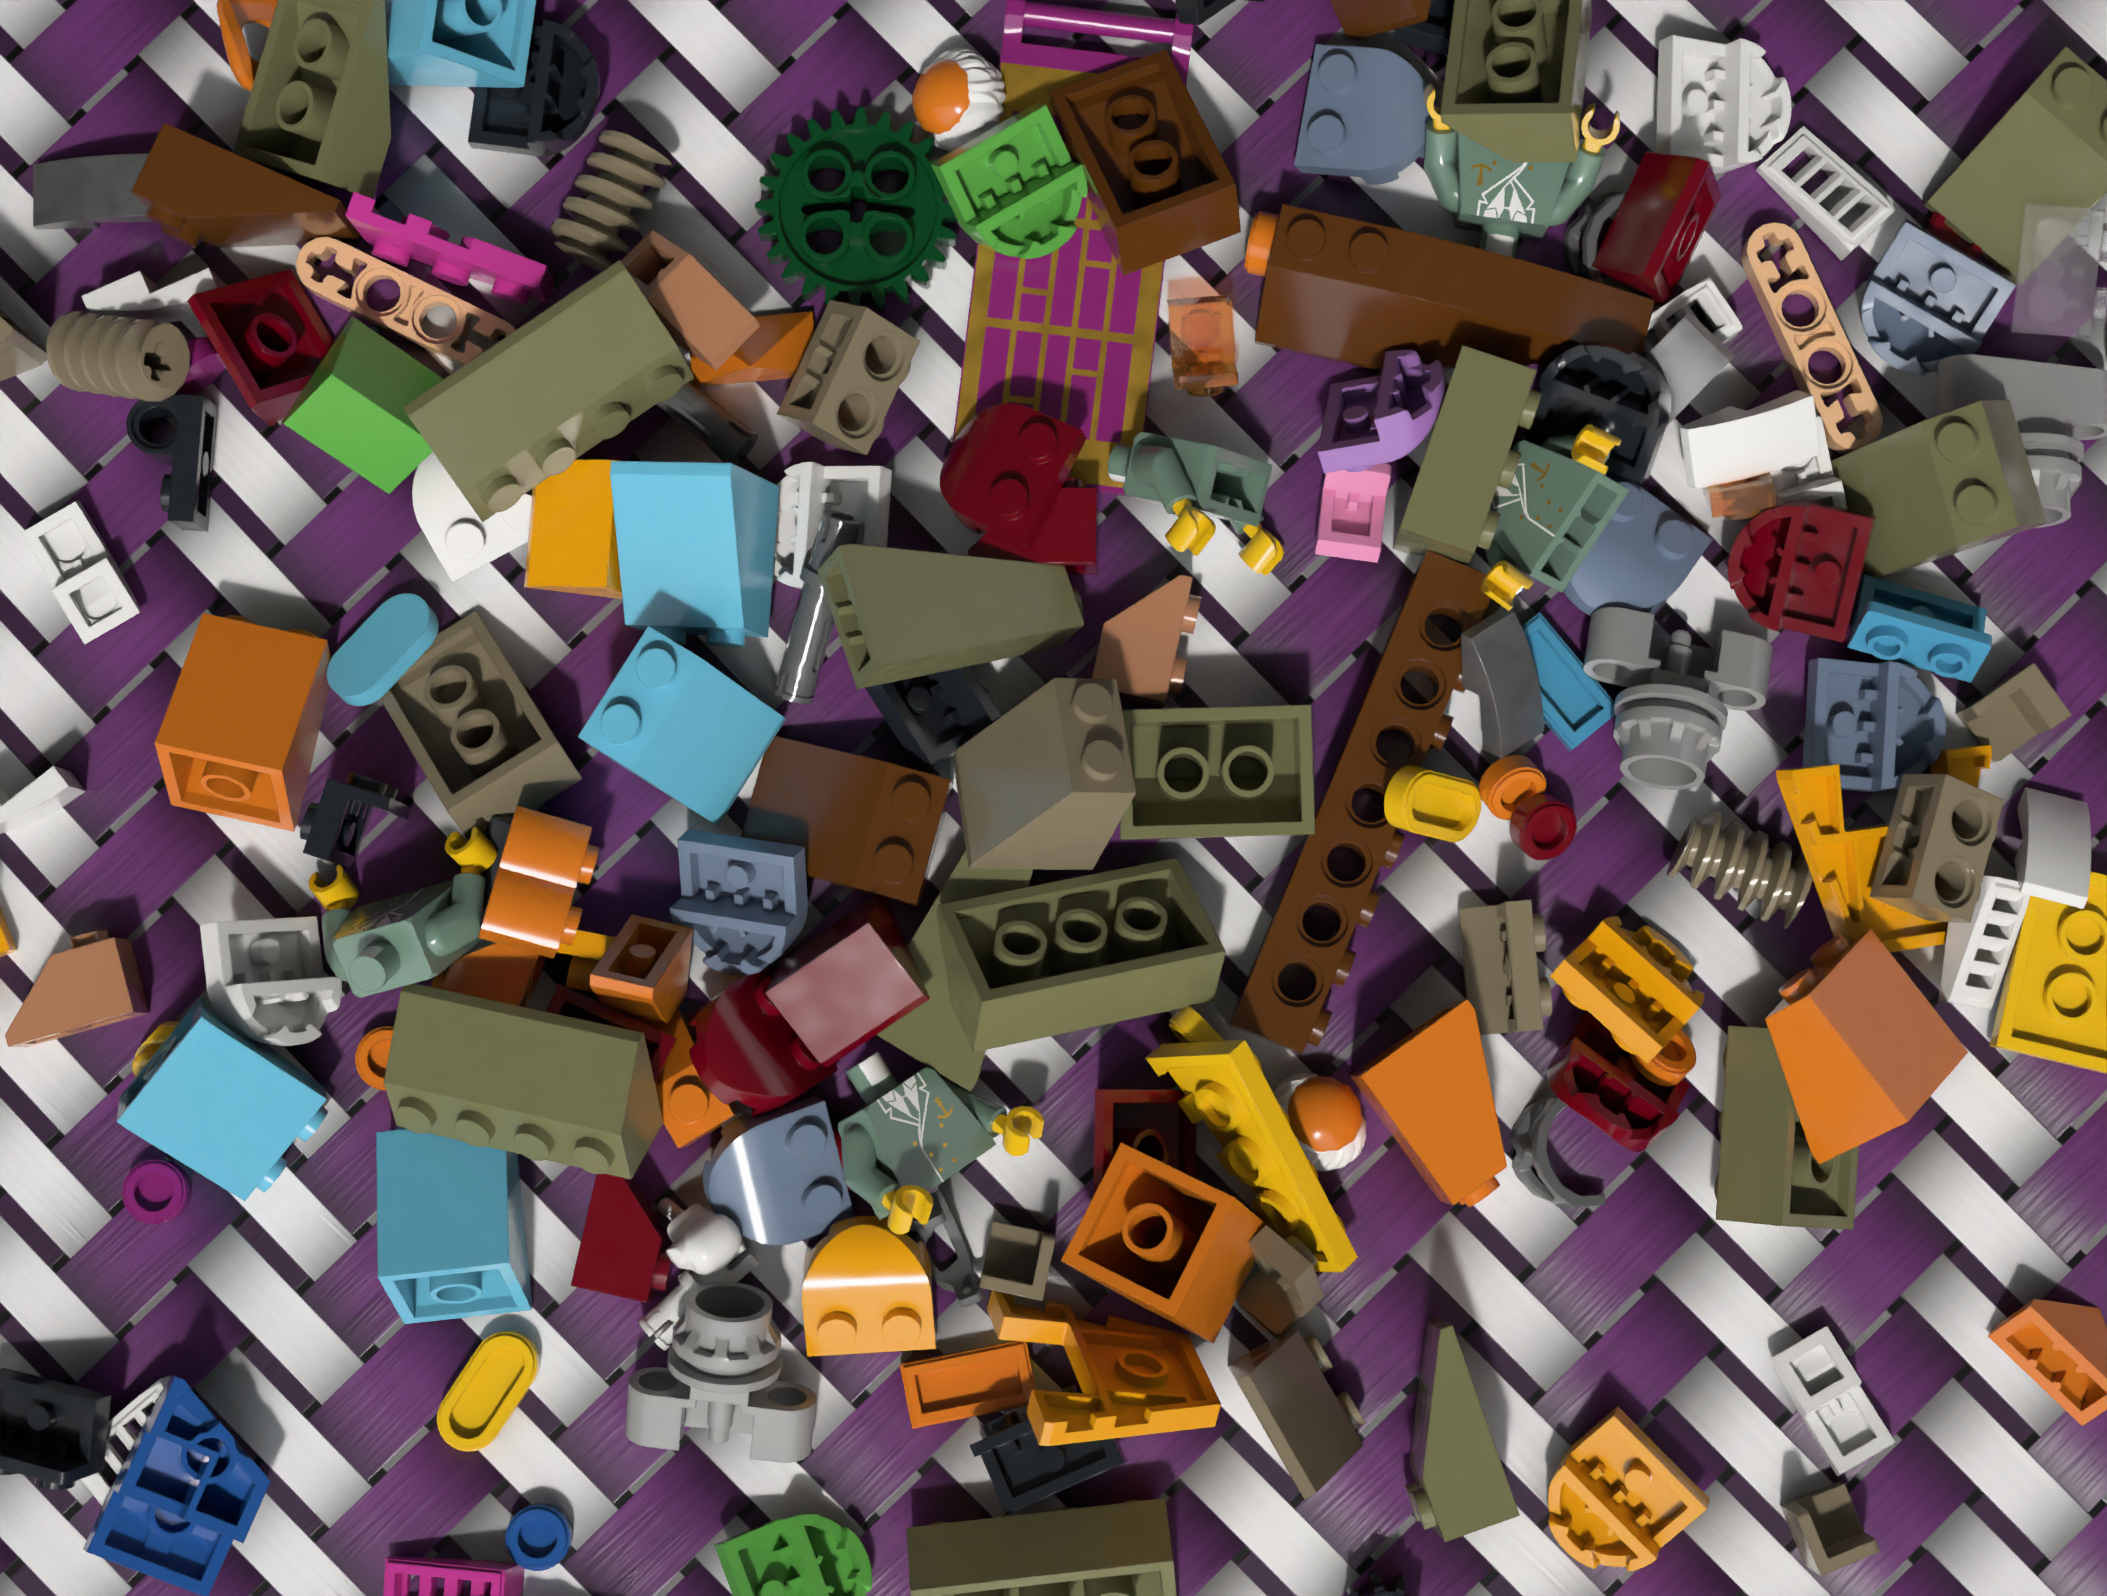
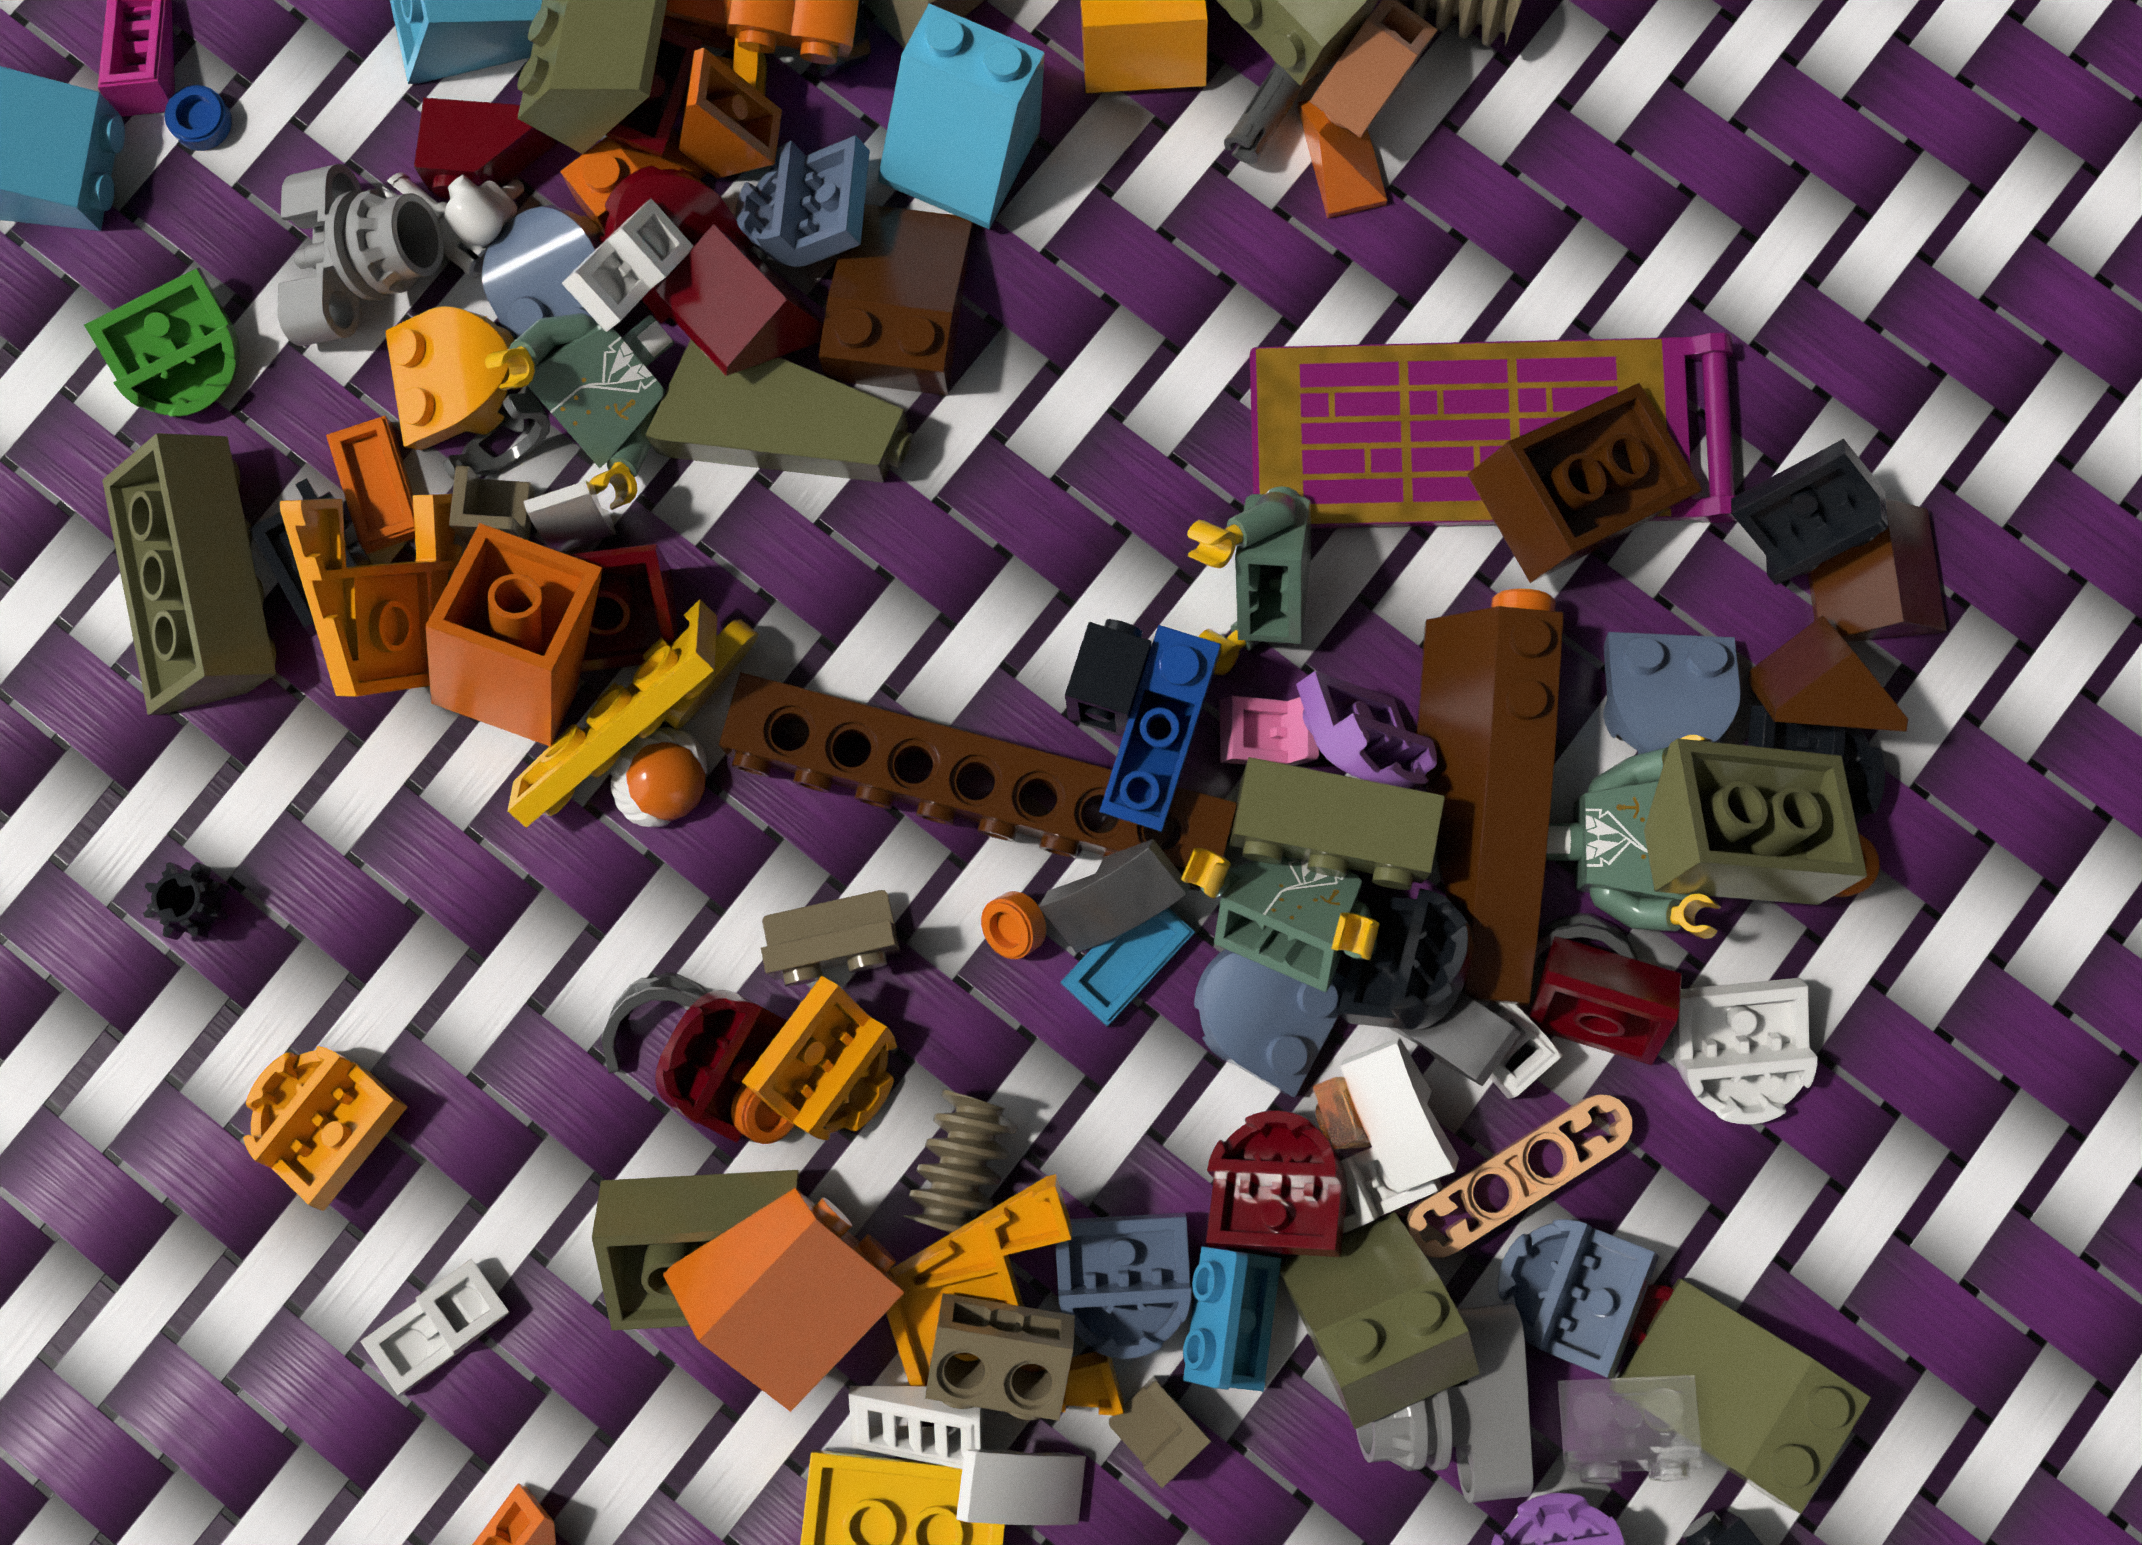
camera: 85 degrees right, 5 degrees down
(488, 1390) = (328, 54): yellow tile -> none
(695, 549) = (1134, 110): medium azure slope -> none
(801, 1084) = (628, 265): none -> white slope
(813, 617) = (1116, 233): dark grey pin -> none
(816, 488) = (1176, 237): white slope -> none
(840, 373) = (1328, 216): dark tan brick -> none
(861, 154) = (1545, 220): dark green gear -> none
(935, 713) = (1027, 350): black bracket -> none
(941, 611) = (1104, 339): olive slope -> none
(958, 98) = (1616, 303): hair -> none
(1009, 470) = (1254, 390): dark red slope -> none
(1015, 186) = (1538, 358): bright green slope -> none
(1045, 1177) = (570, 517): none -> white slope
(1047, 779) = (950, 453): dark tan slope -> none
(1064, 539) = (1202, 438): dark red slope -> none
(1078, 954) = (789, 514): olive slope -> none
(1143, 642) = (1105, 546): nougat slope -> none
(1202, 344) = (1412, 564): clear orange bracket -> none
(1220, 772) = (984, 624): olive slope -> none
(1284, 1284) = (490, 761): dark tan bracket -> none
(1286, 655) = (1107, 676): none -> black brick
(1298, 1408) = (361, 777): dark tan slope -> none
(1346, 611) = (1161, 727): none -> blue slope
(1432, 803) = (983, 841): yellow tile -> none
(1440, 1104) = (678, 884): orange slope -> none
(1452, 1450) = (330, 947): olive slope -> none
(1543, 826) = (978, 961): dark red tile -> none
(1675, 693) = (1093, 1068): light grey beam -> none
(1825, 224) = (1640, 1212): white slope -> none
(1828, 1529) = (303, 1336): dark tan panel -> none

